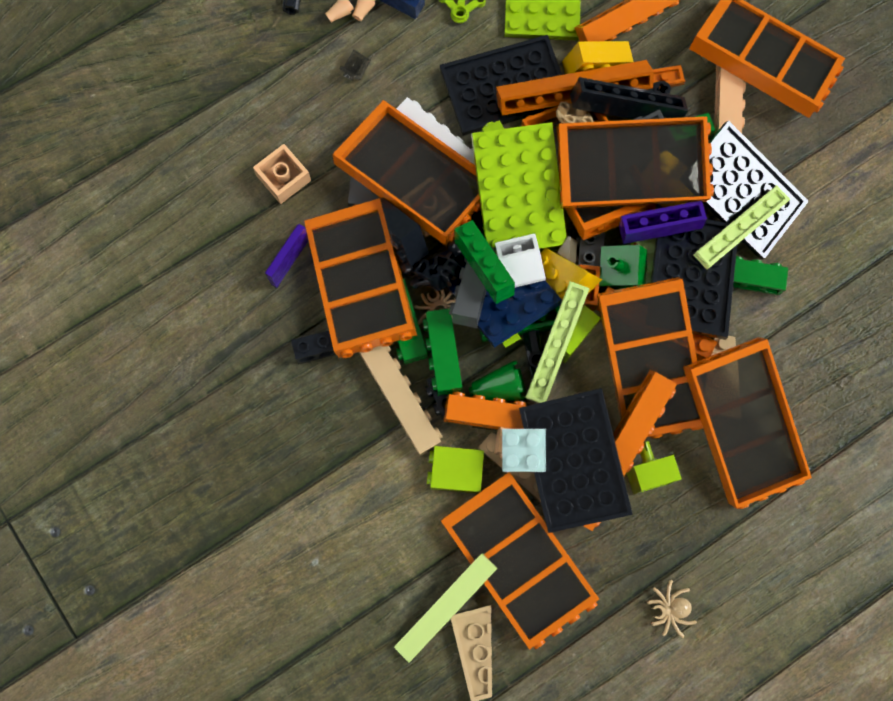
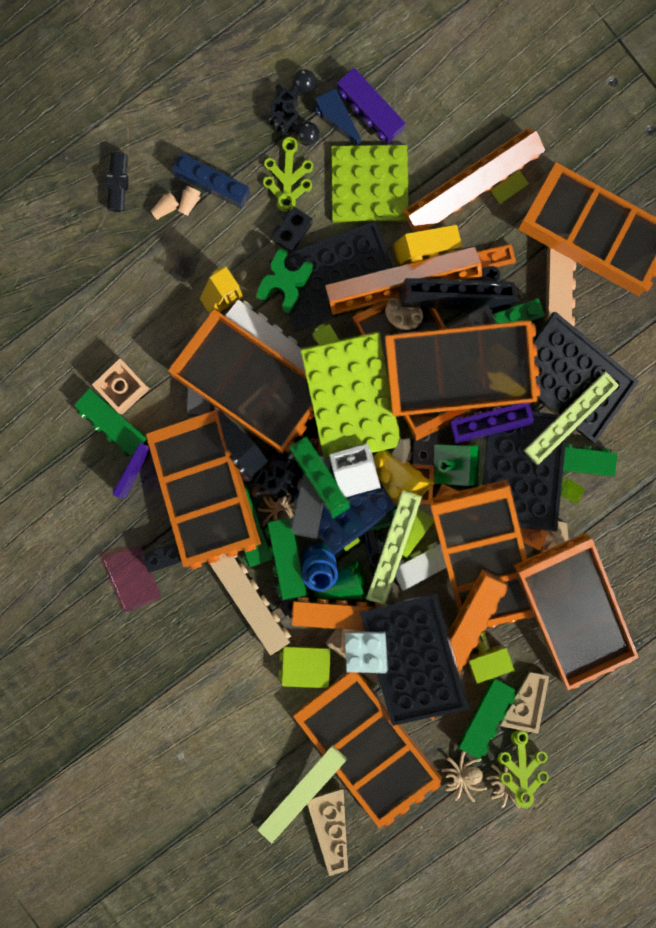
camera: 10 degrees right, 10 degrees up
(266, 207) = (108, 420): none -> green brick
(277, 369) = (131, 579): none -> clear pink piece
(392, 83) = (220, 291): none -> yellow wedge
(455, 82) = (284, 280): none -> green piece
(468, 40) = (296, 231): none -> black brick
(473, 371) = (318, 567): none -> blue piece
(583, 371) = (420, 566): none -> white brick
(623, 599) = (464, 777): none -> tan animal
(648, 536) = (486, 718): none -> green brick
(679, 15) = (509, 187): none -> lime sticker
(685, 594) = (522, 771): none -> lime plant
(693, 524) = (528, 704): none -> tan wing
(740, 307) = (572, 492): none -> clear neon green slope

